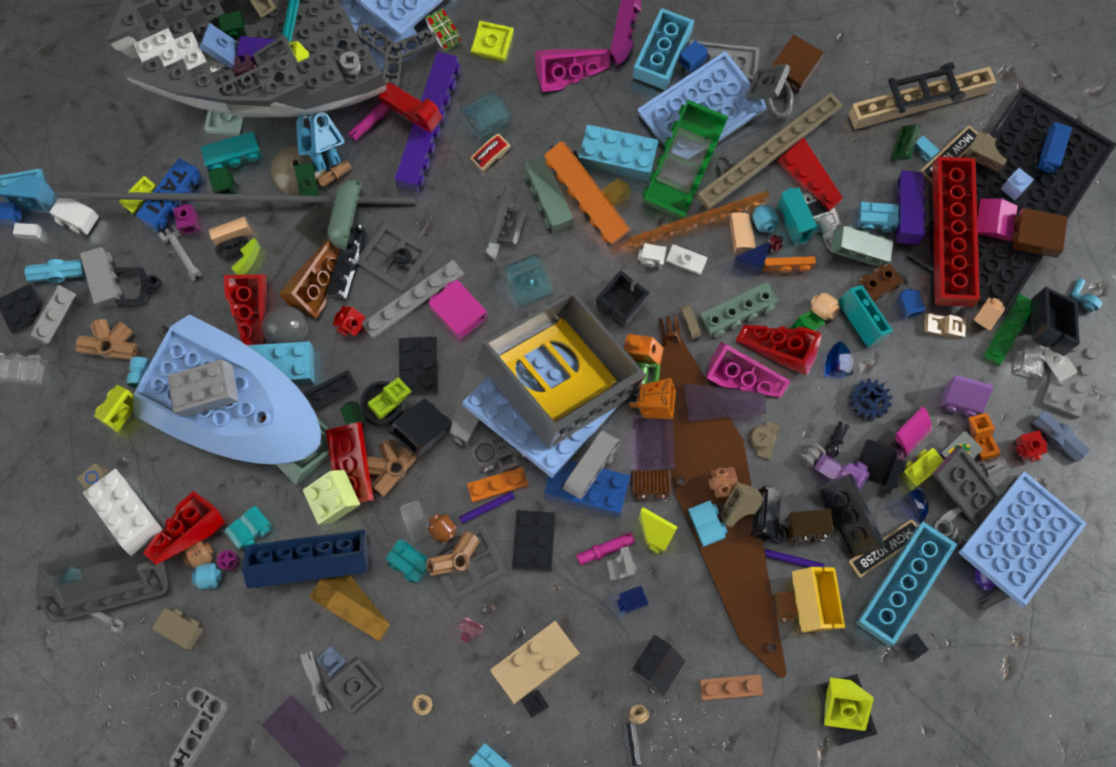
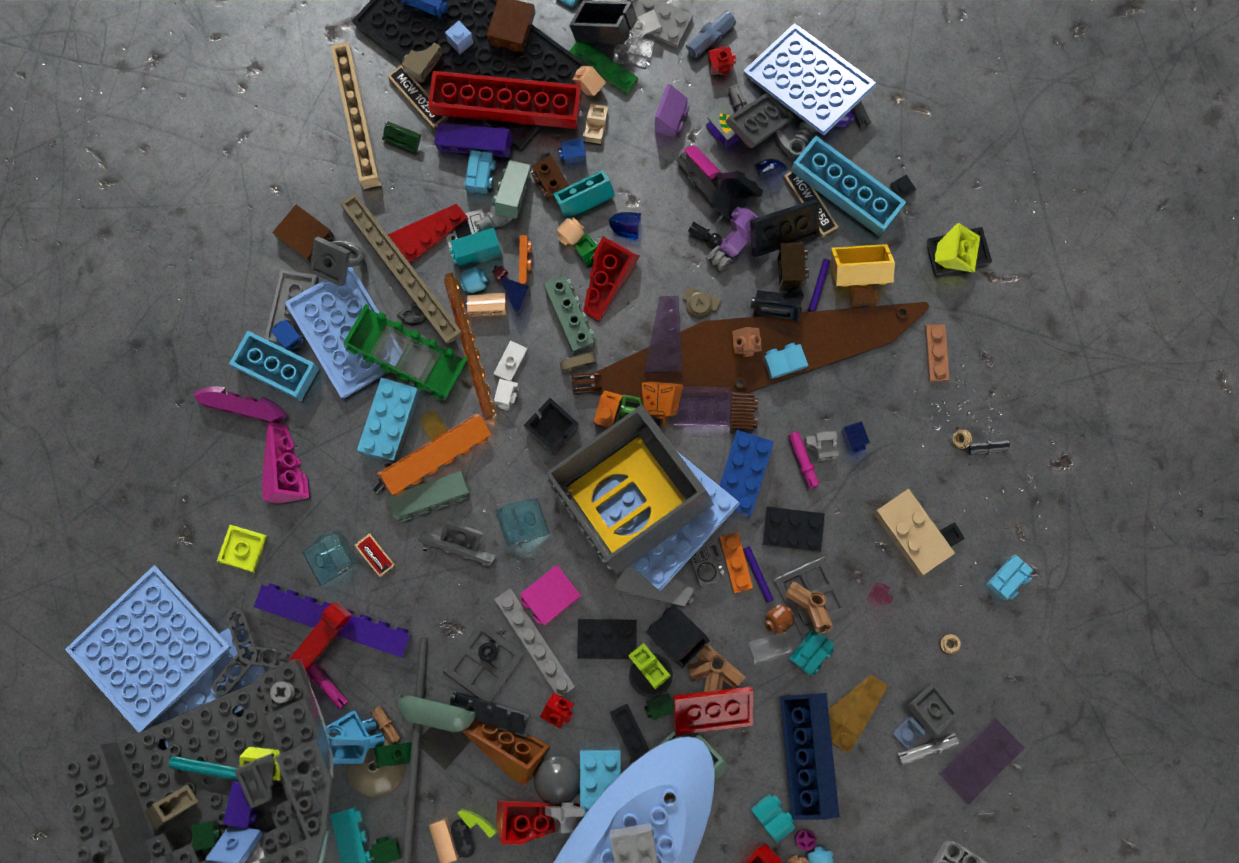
camera: 85 degrees left, 5 degrees up
(241, 68) = (263, 816): clear pink tile -> none
(250, 332) = (565, 816): none -> light grey brick
(331, 497) = (746, 729): yellowish green brick -> none
(443, 29) = (224, 600): piece -> none
(600, 452) = (727, 464): light grey beam -> none
(656, 531) = (792, 409): neon yellow slope -> none
(658, 665) = (917, 419): black slope -> none
(738, 371) = (632, 319): dark pink wedge -> none
(741, 502) = (768, 326): dark tan arch -> none
(875, 392) = (658, 199): dark blue gear -> none
(920, 470) = (738, 158): neon yellow brick -> none
(926, 148) = (409, 118): medium azure piece -> none
(946, 69) = (331, 87): black piece -> none
(982, 432) = (706, 103): orange slope -> none
(996, 218) = (491, 60): dark pink slope -> none

